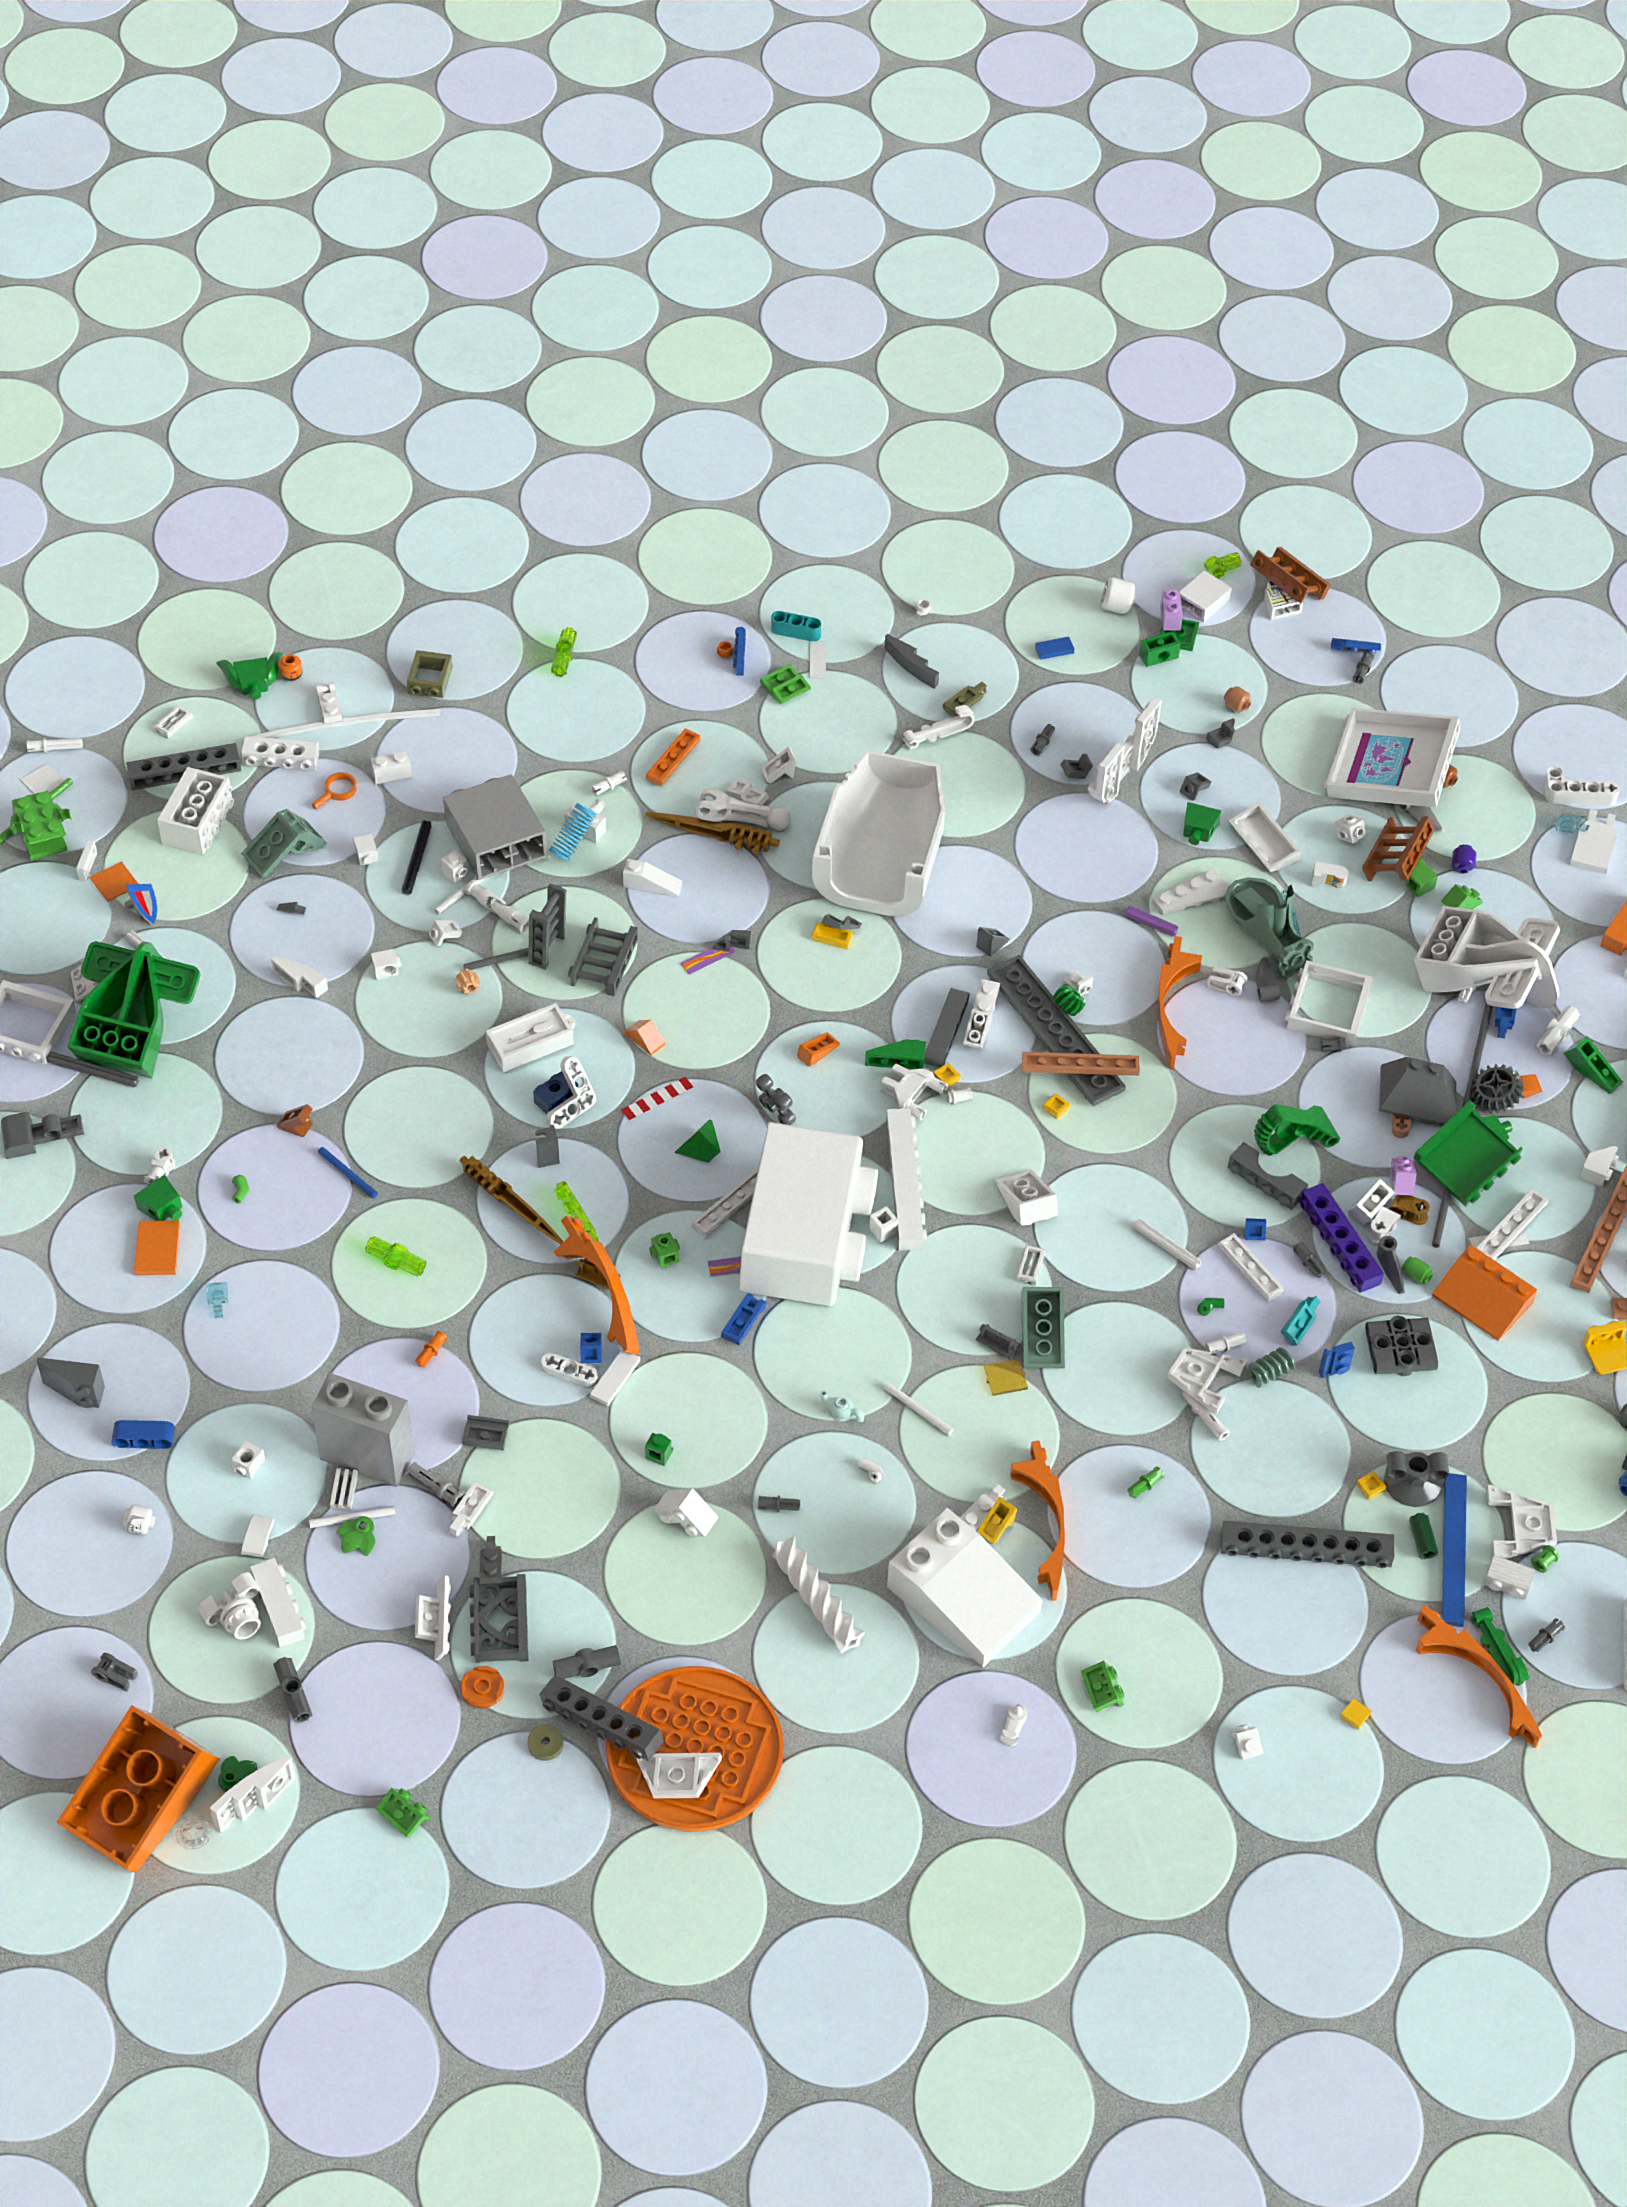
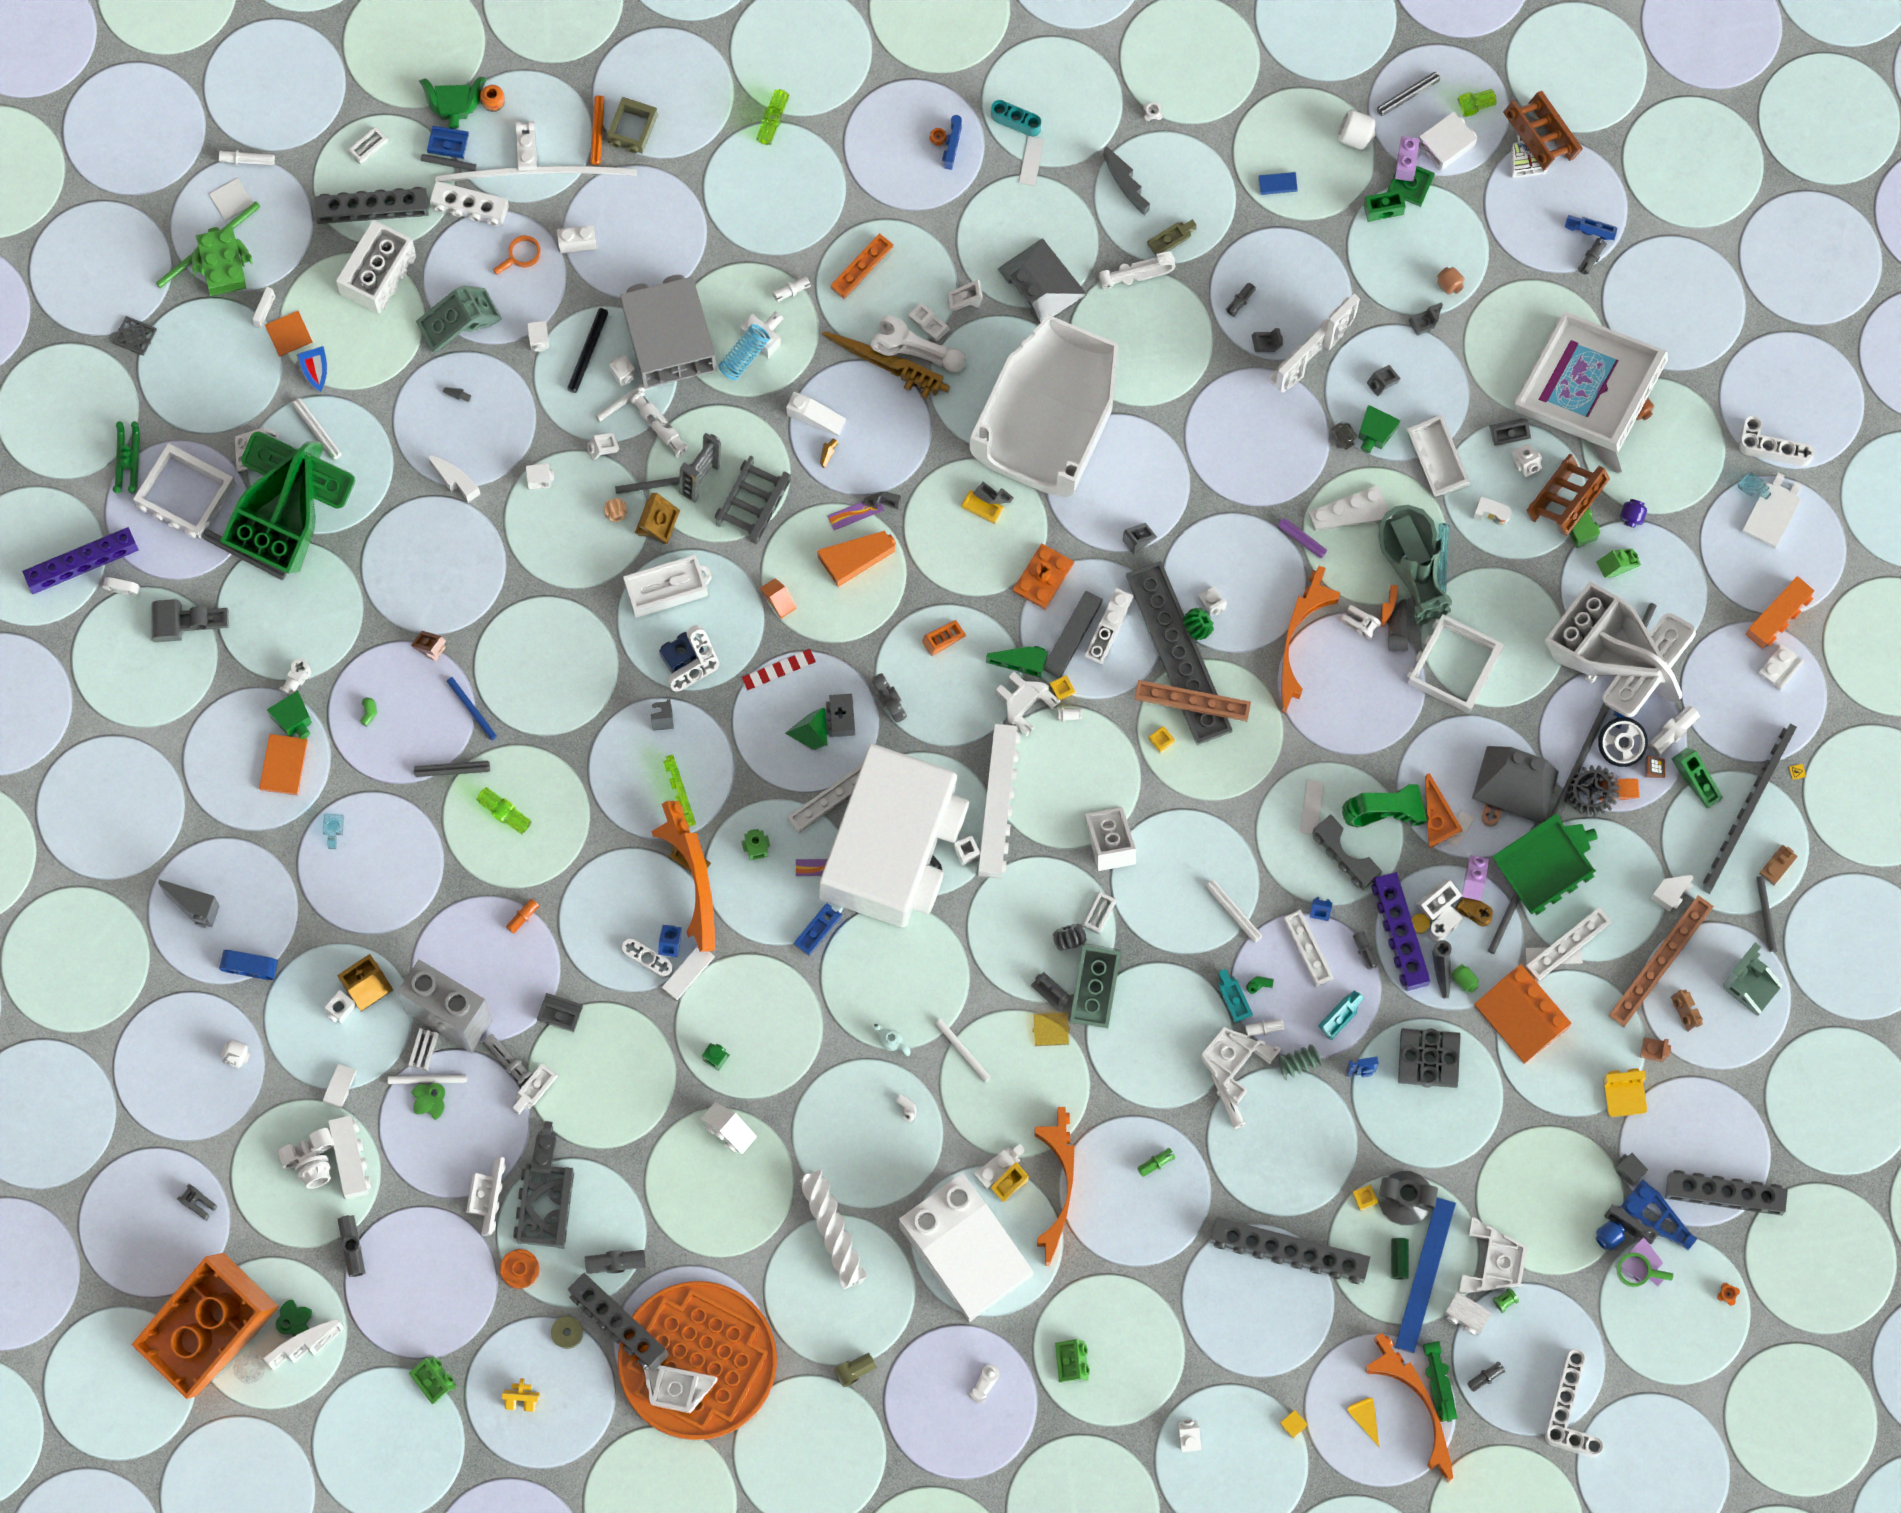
camera: 10 degrees right, 20 degrees up
(251, 709) = (448, 142): none -> blue plate
(254, 725) = (448, 162): none -> dark grey bar
(272, 1430) = (365, 982): none -> pearl gold slope
(335, 1227) = (451, 768): none -> dark grey axle
(396, 683) = (597, 129): none -> orange axle
(503, 1191) = (613, 757): pearl gold piece -> none
(511, 982) = (657, 519): none -> pearl gold bracket
(515, 1813) = (511, 1396): none -> yellow hips
(669, 909) = (827, 452): none -> pearl gold bar
(715, 990) = (855, 556): none -> orange slope
(729, 1125) = (841, 704): none -> dark grey brick
(778, 1503) = (815, 1129): dark grey axle -> none
(785, 684) = (991, 189): bright green slope -> none
(844, 743) = (1042, 280): none -> dark grey slope
(865, 1733) = (851, 1371): none -> olive piece
(905, 985) = (1043, 576): none -> orange plate
(1006, 1286) = (1069, 937): none -> dark grey gear
(1157, 567) = (1408, 93): none -> axle
(1168, 832) = (1342, 435): none -> clear smoke head
(1187, 1319) = (1234, 997): none -> teal hinge
(1220, 1144) = (1311, 806): none -> white sticker
(1251, 962) = (1387, 608): none -> orange slope
(1327, 811) = (1510, 431): none -> dark grey slope
(1333, 1044) = (1447, 712): dark grey pin -> none
(1353, 1136) = (1441, 820): none -> orange wing
(1360, 1227) = (1420, 923): none -> yellow tile
(1372, 1143) = (1465, 821): none -> white sticker
(1428, 1693) = (1364, 1414): none -> yellow sticker
(1516, 1038) = (1633, 729): none -> white wheel
(1548, 1064) = (1655, 767): none -> slope

